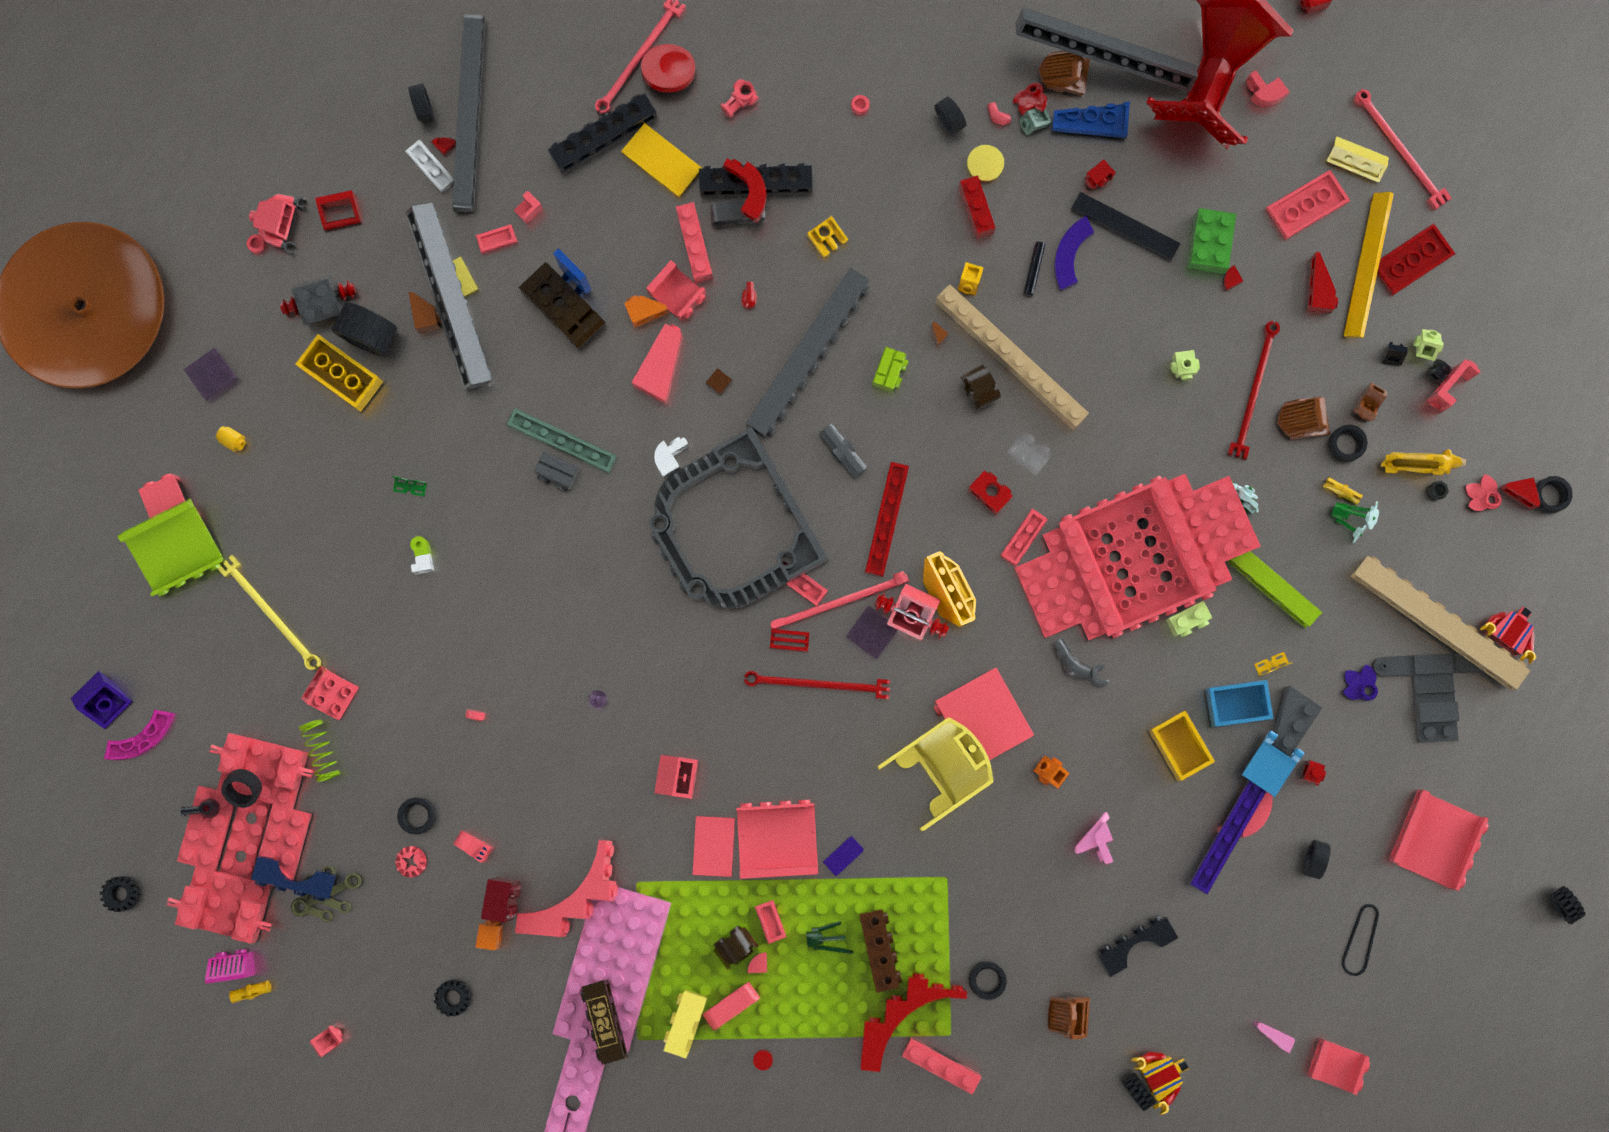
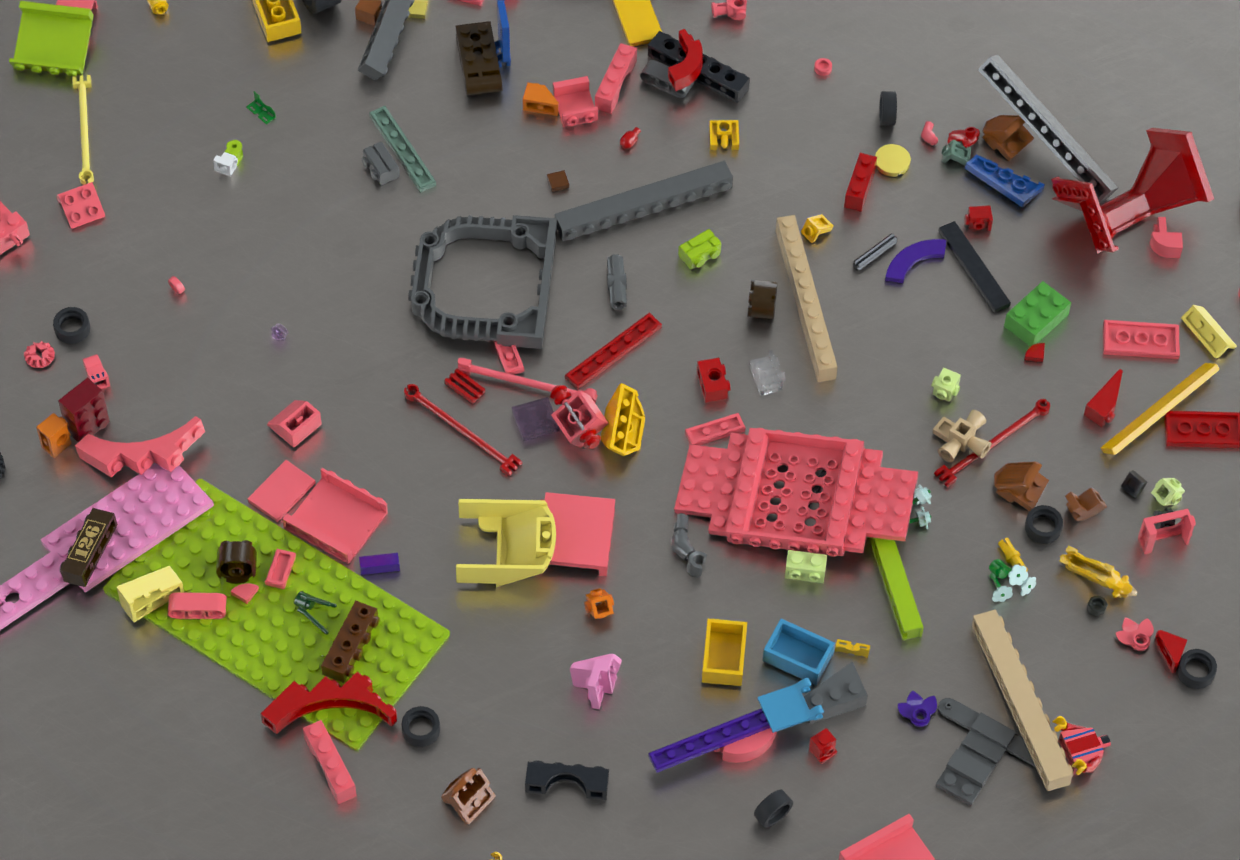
camera: 30 degrees right, 25 degrees down
(305, 727) = (39, 235): lime piece -> none
(659, 366) = (521, 141): coral slope -> none
(665, 456) = (474, 202): white brick -> none
(762, 1060) = (188, 667): red tile -> none
(939, 334) = (760, 249): dark orange slope -> none
(1230, 406) = (961, 436): none -> tan brick

